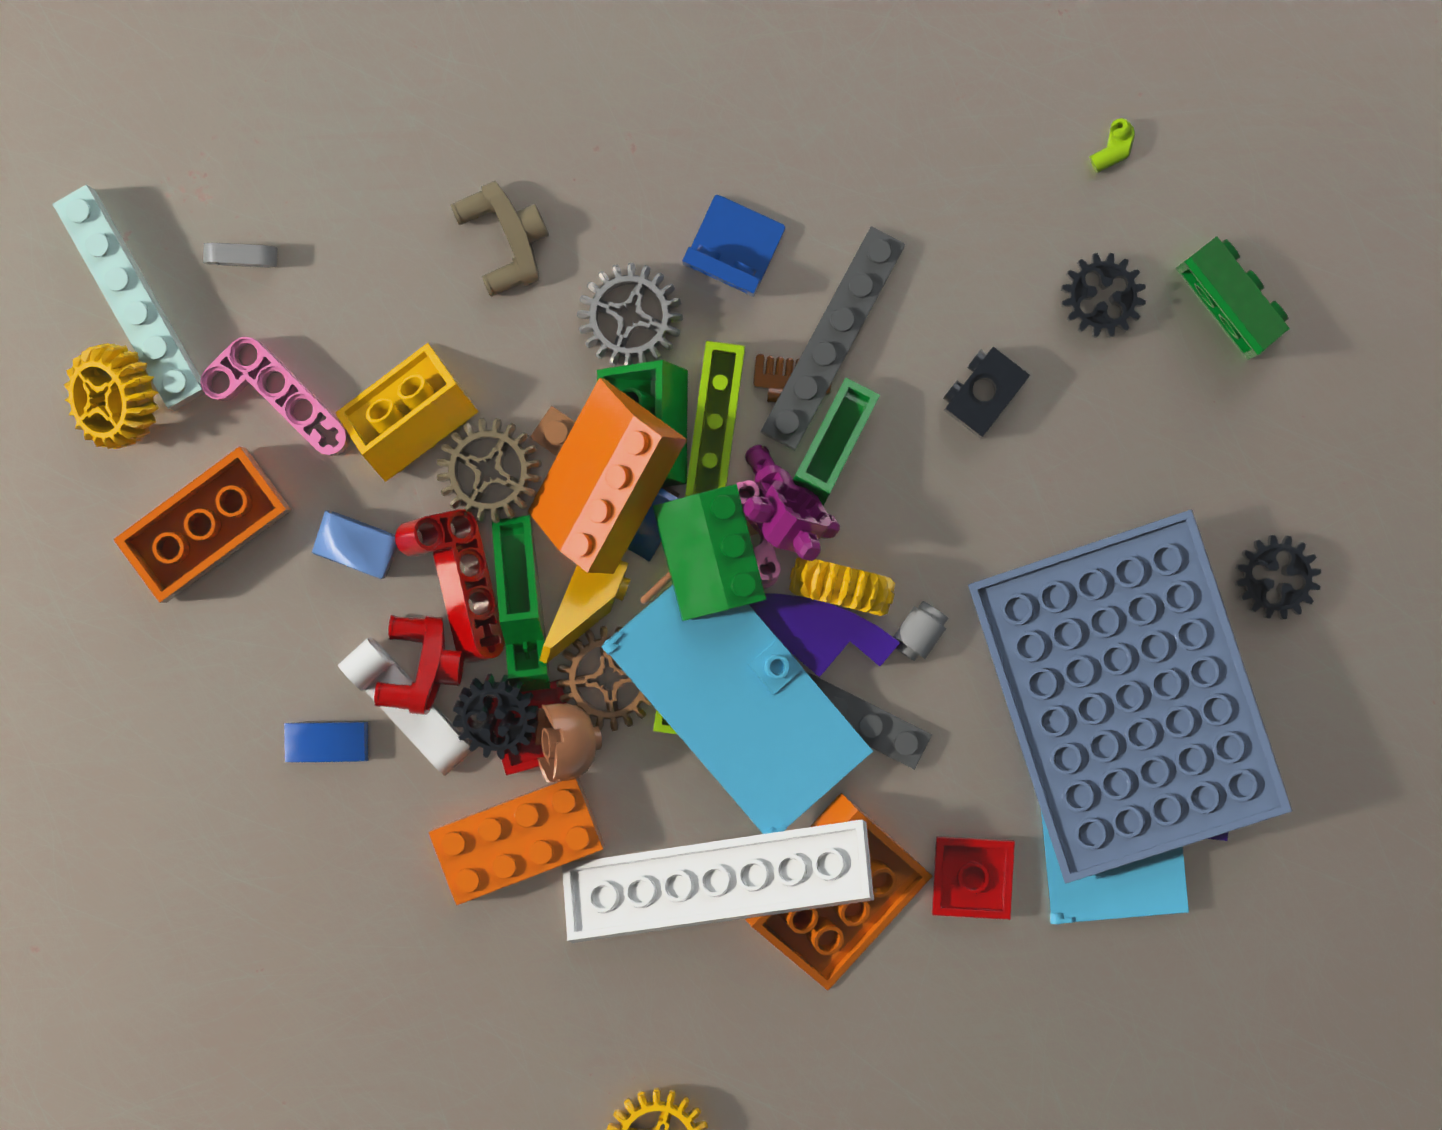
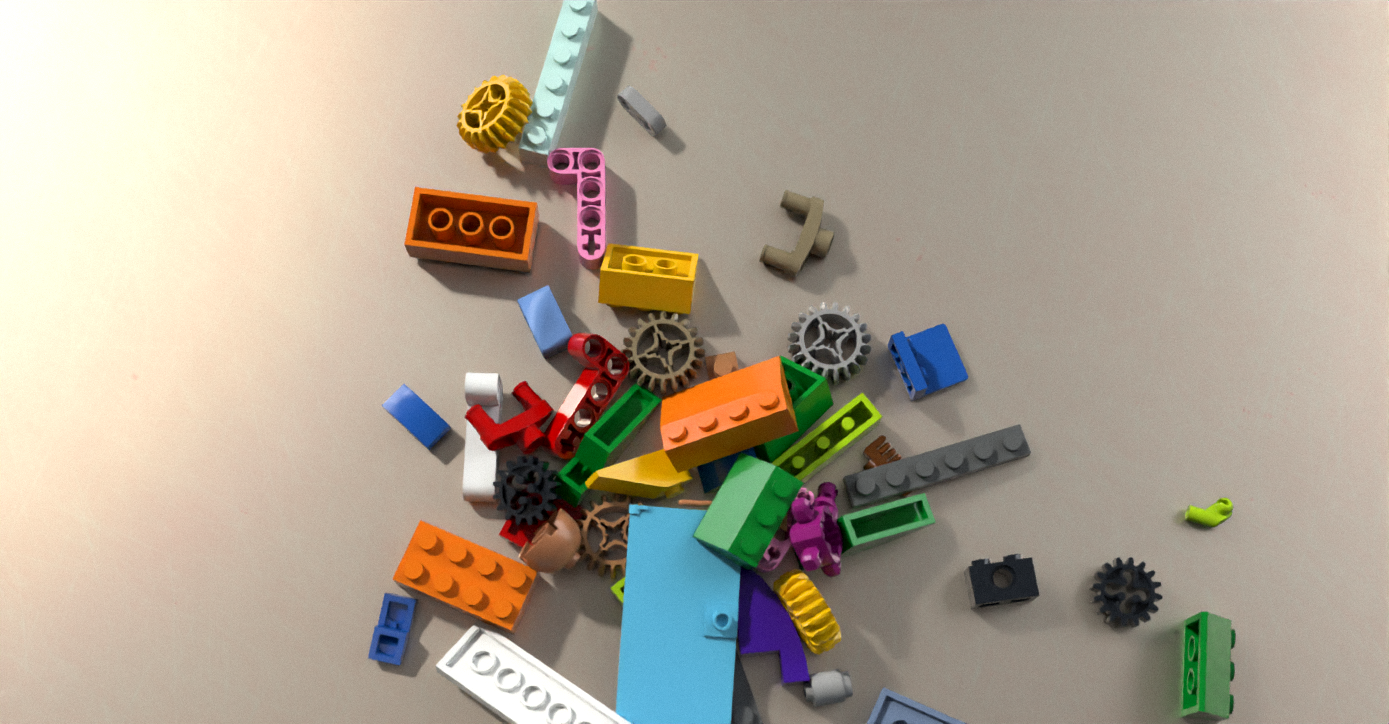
camera: 40 degrees right, 15 degrees down
(495, 942) = (393, 628): none -> blue slope

